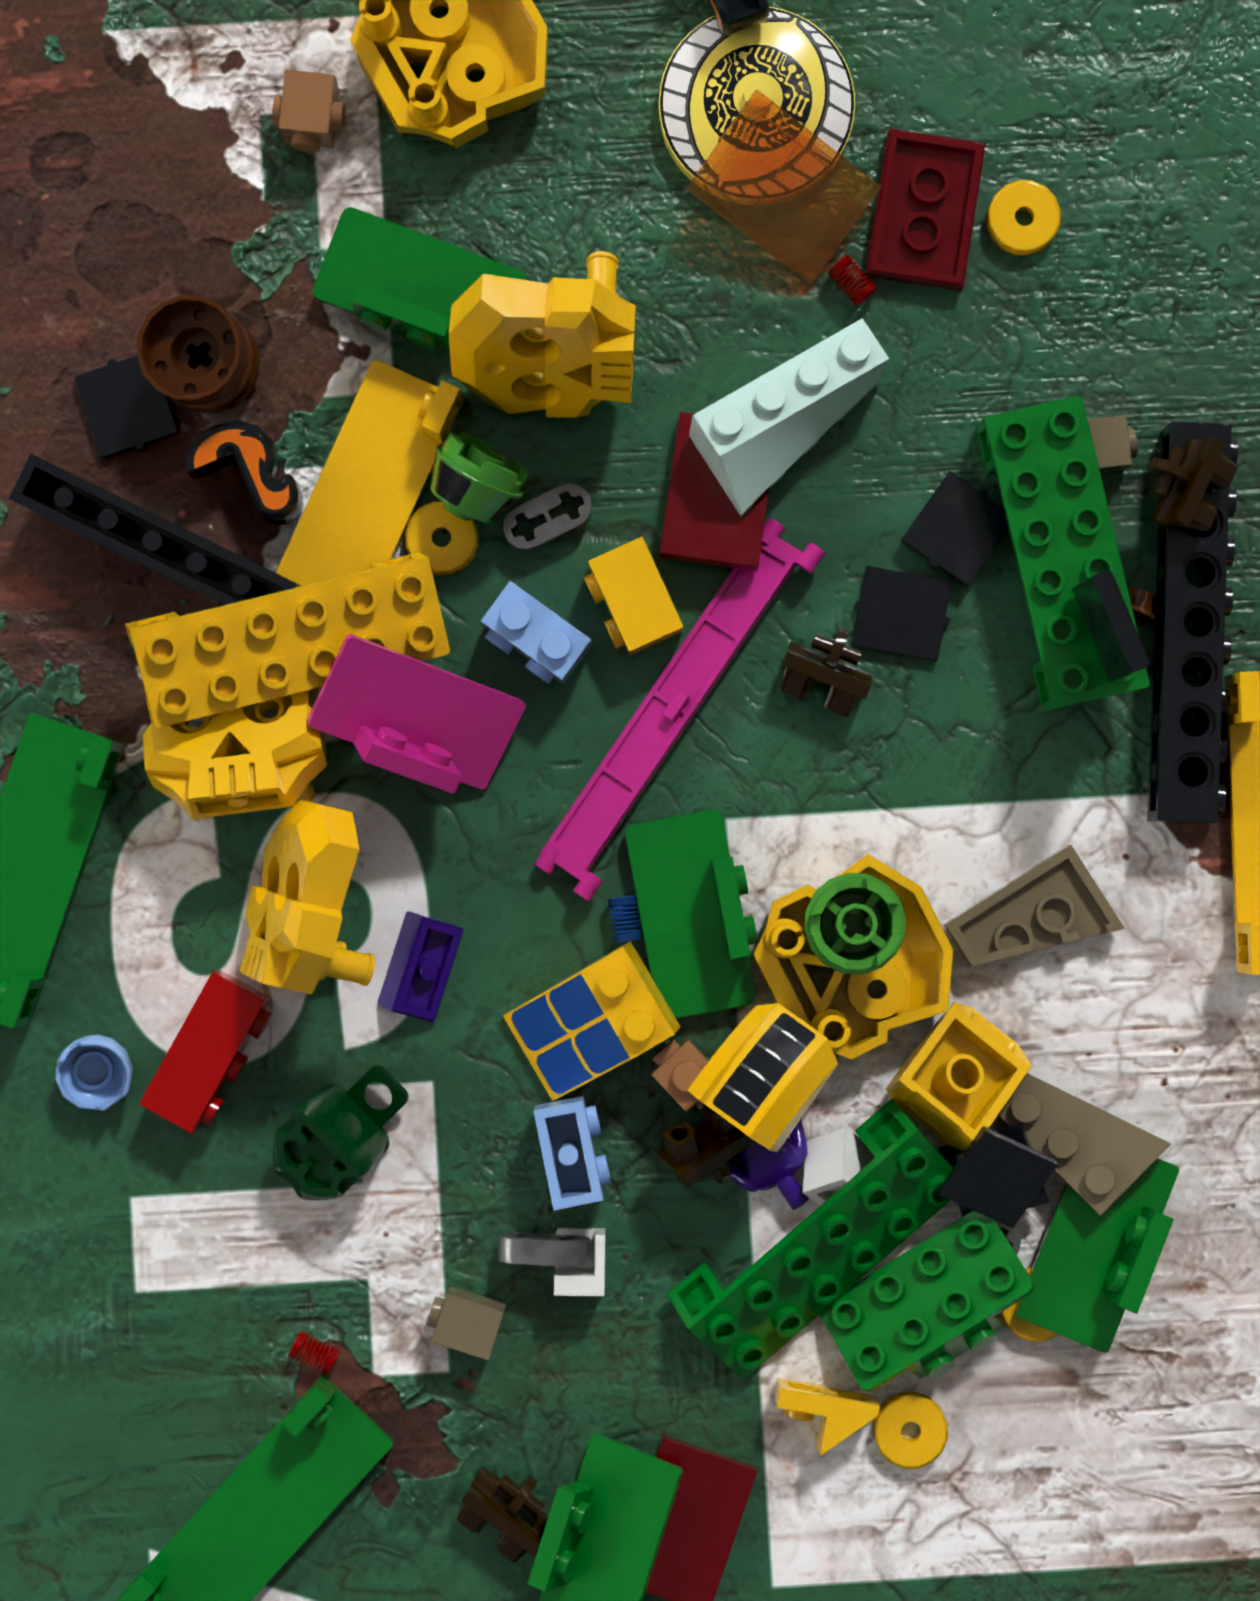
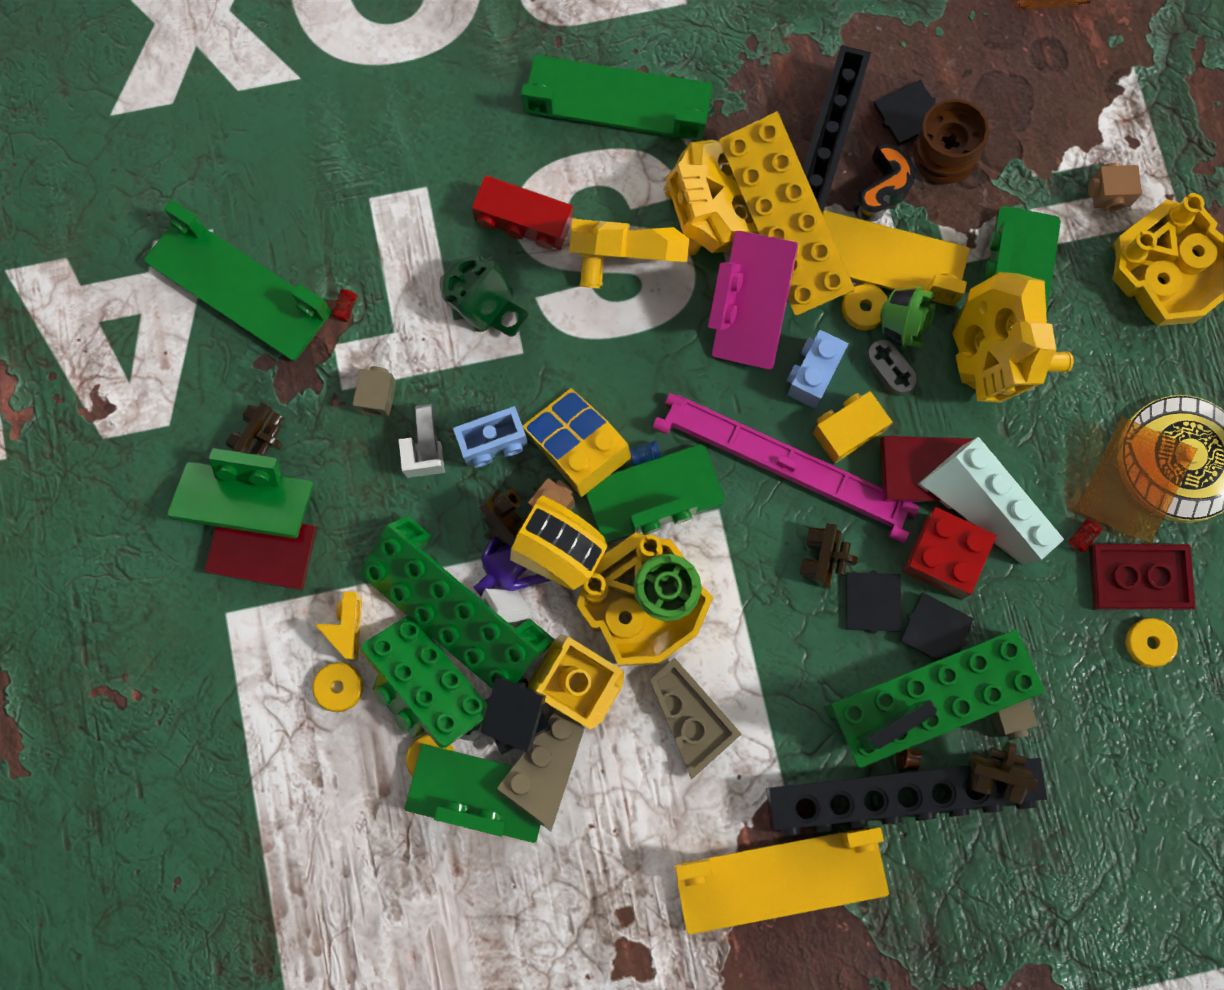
camera: 85 degrees right, 10 degrees down
(94, 1072) = (500, 150): light blue hair -> none
(420, 967) = (594, 334): dark purple slope -> none
(851, 489) = (949, 553): none -> red brick

